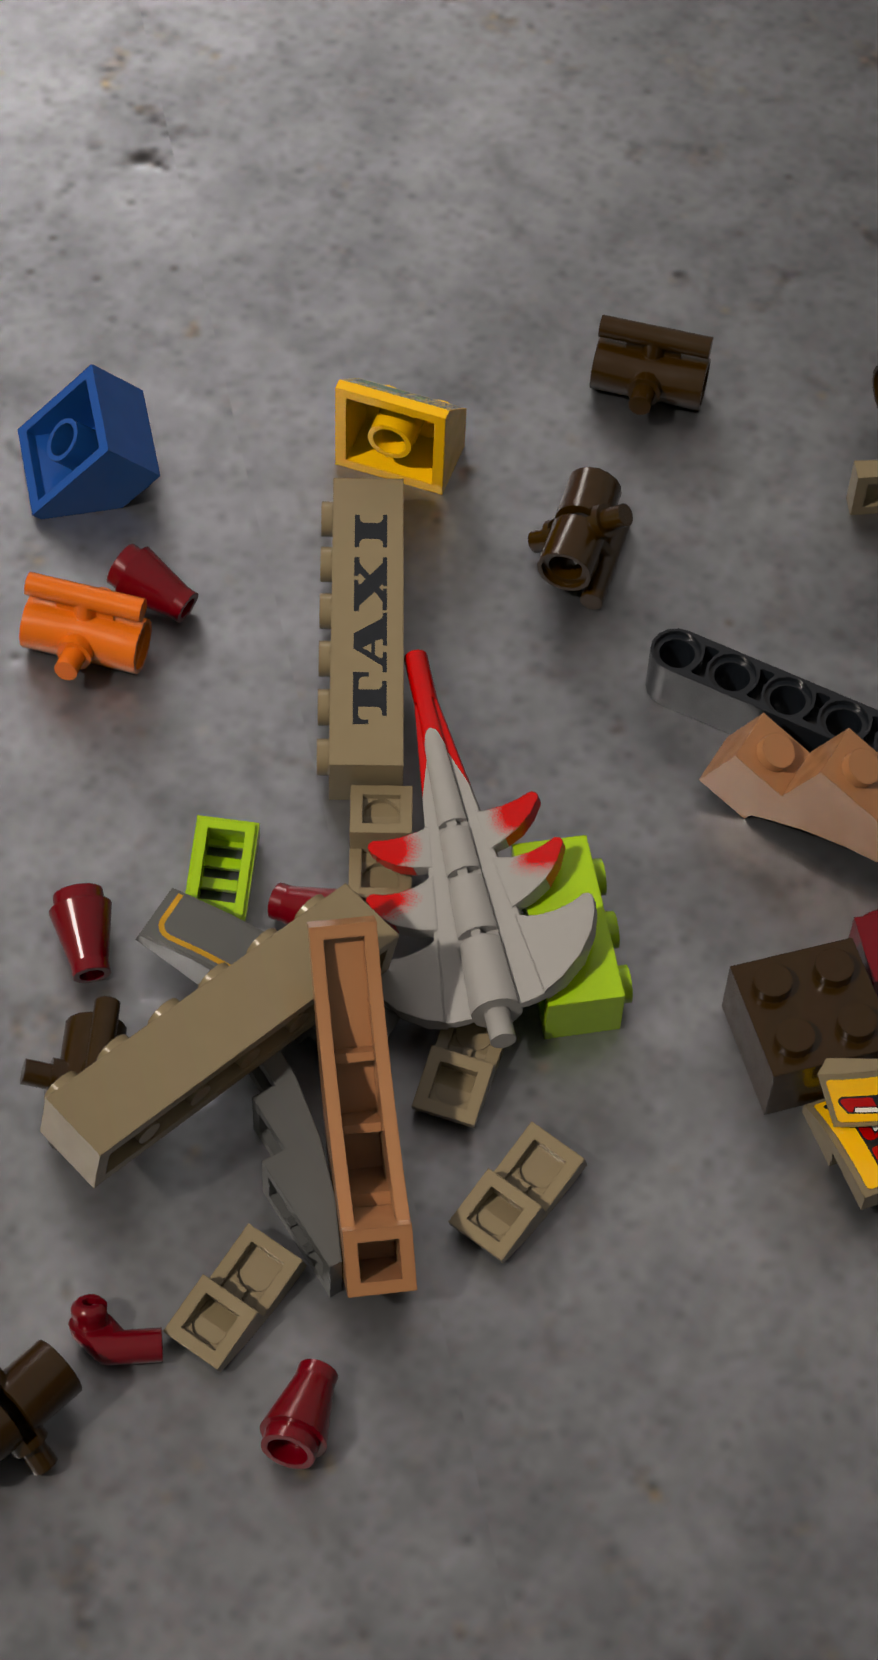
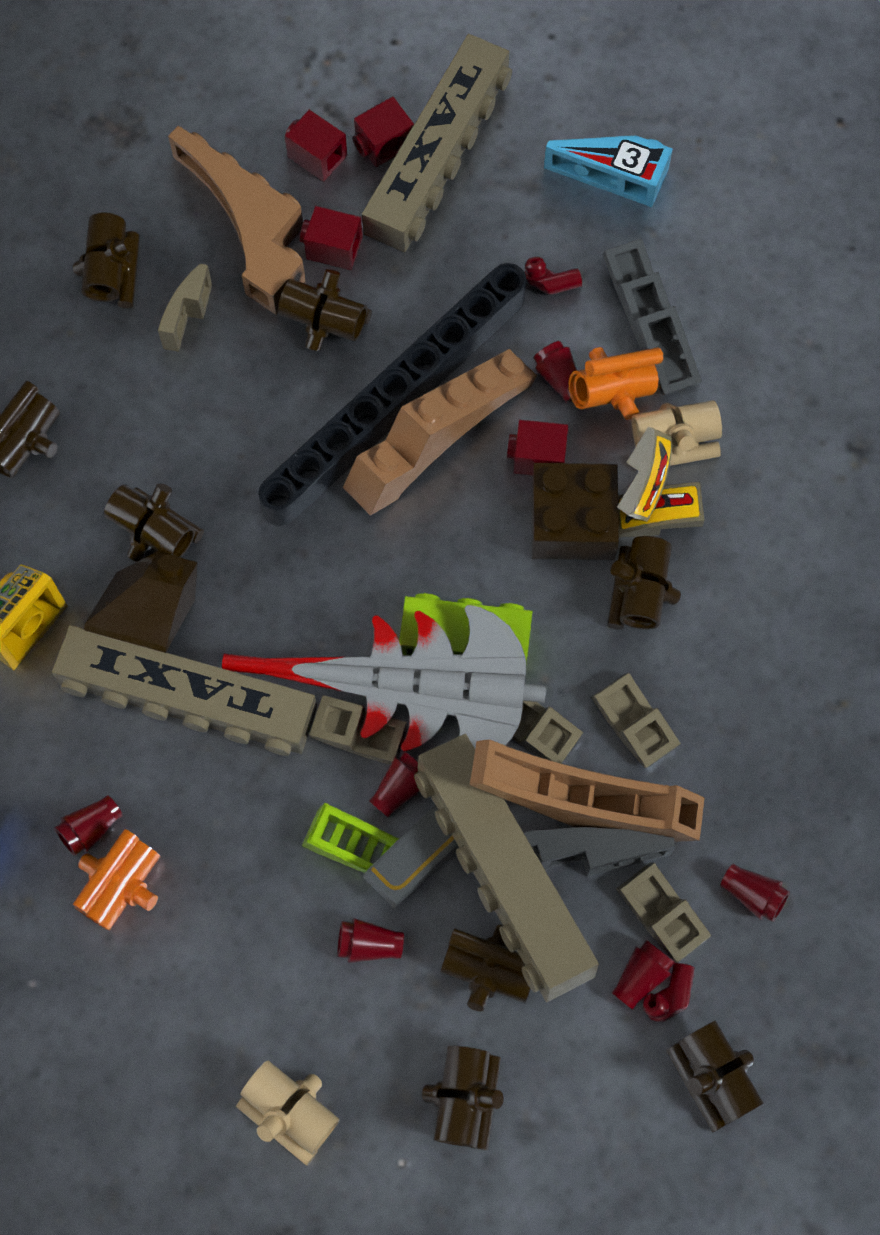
camera: 70 degrees left, 15 degrees up
(135, 1286) = (642, 974): none -> dark red cone
(466, 560) = (146, 601): none -> dark brown slope
(730, 1140) = (641, 584): none -> dark brown pin

